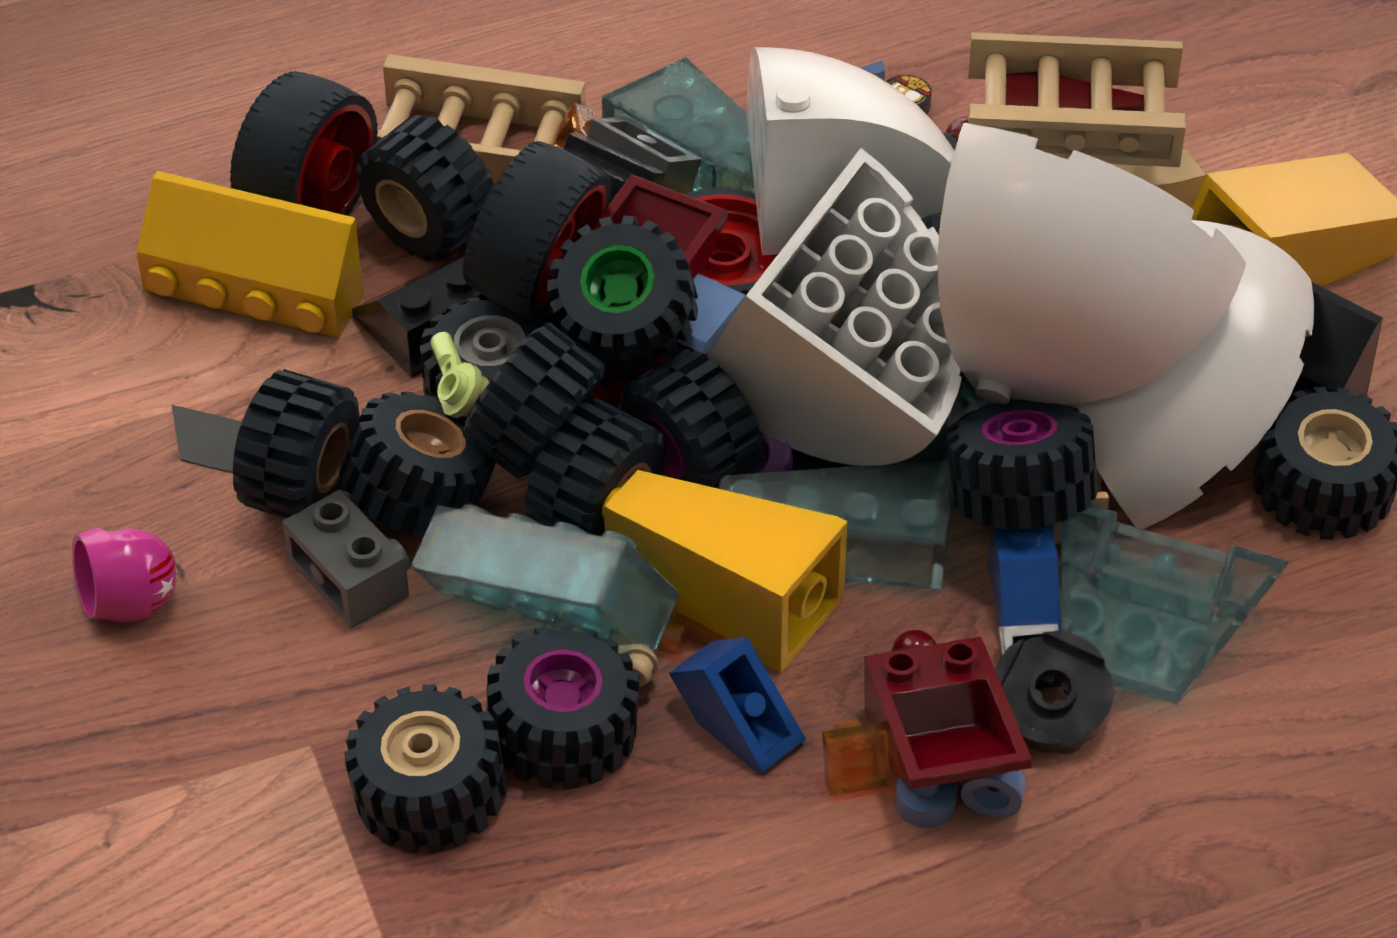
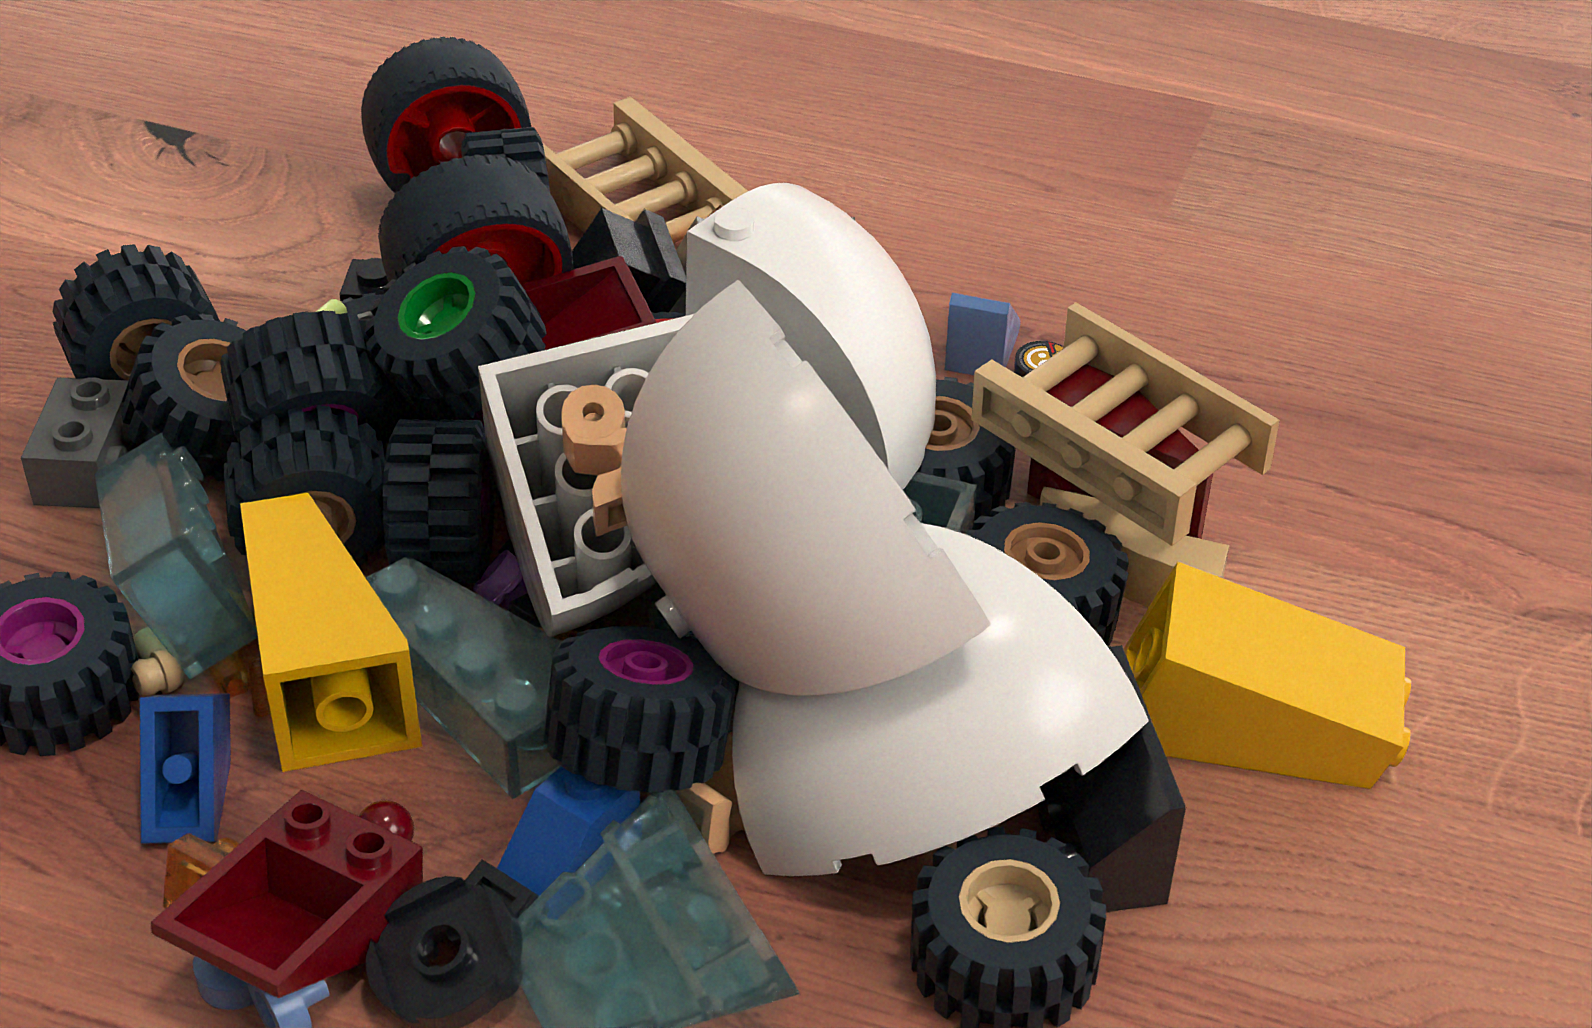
camera: 40 degrees right, 5 degrees down
(250, 255) = (320, 177): yellow slope -> none
(875, 294) = (594, 446): none -> light nougat leg

